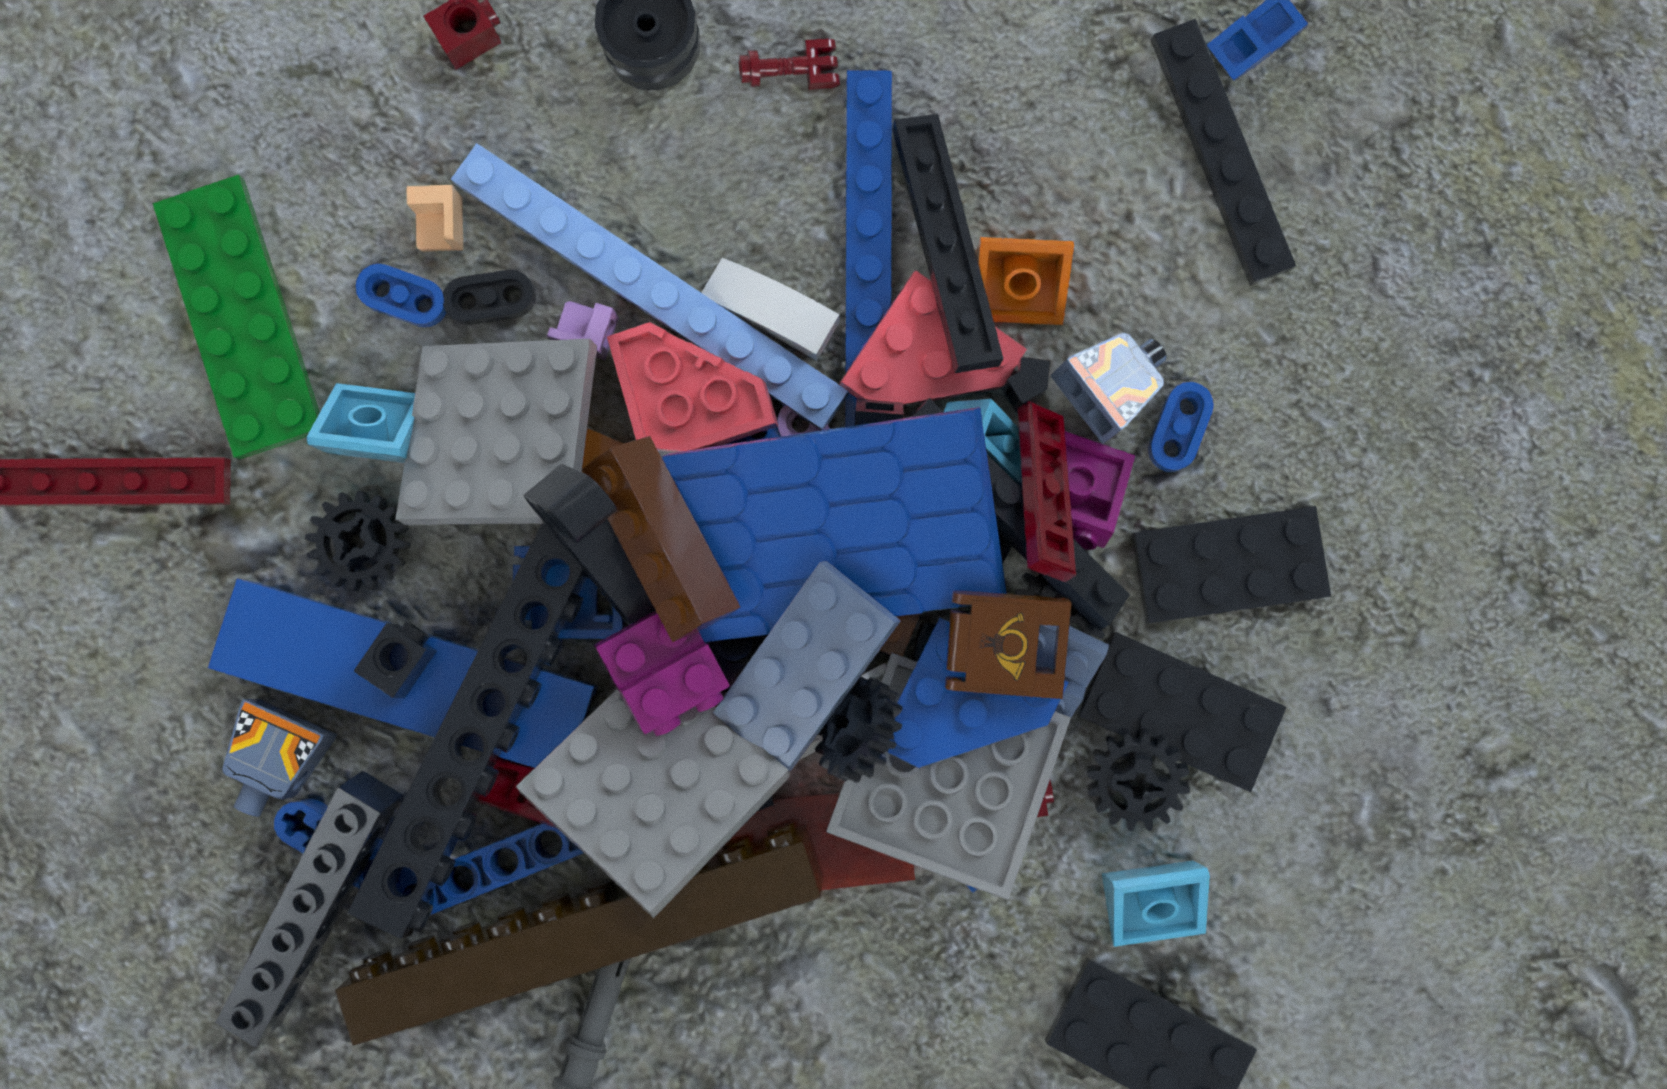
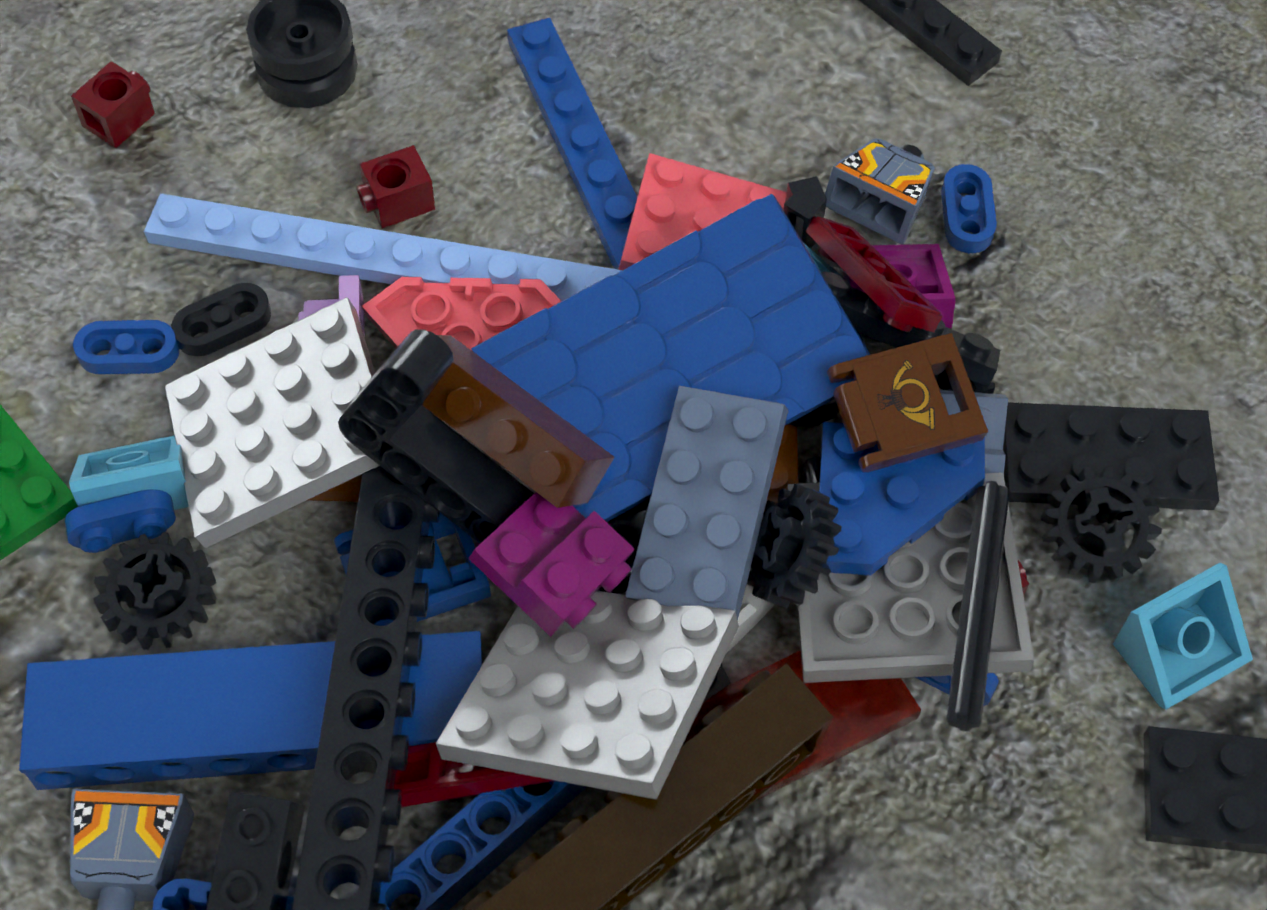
camera: 25 degrees left, 25 degrees down
(368, 469) = (119, 519): none -> blue plate
(376, 665) = (251, 690): black brick -> none
(437, 217) = (139, 267): light nougat panel -> none
(696, 229) = (396, 187): none -> dark red brick
(772, 308) = (527, 228): white slope -> none
(812, 64) = (472, 33): dark red hinge -> none
(947, 244) = (672, 123): black plate -> none
(986, 837) = (978, 608): none -> black axle
(1026, 278) = (754, 130): orange slope -> none
(1231, 564) = (1080, 311): black plate -> none

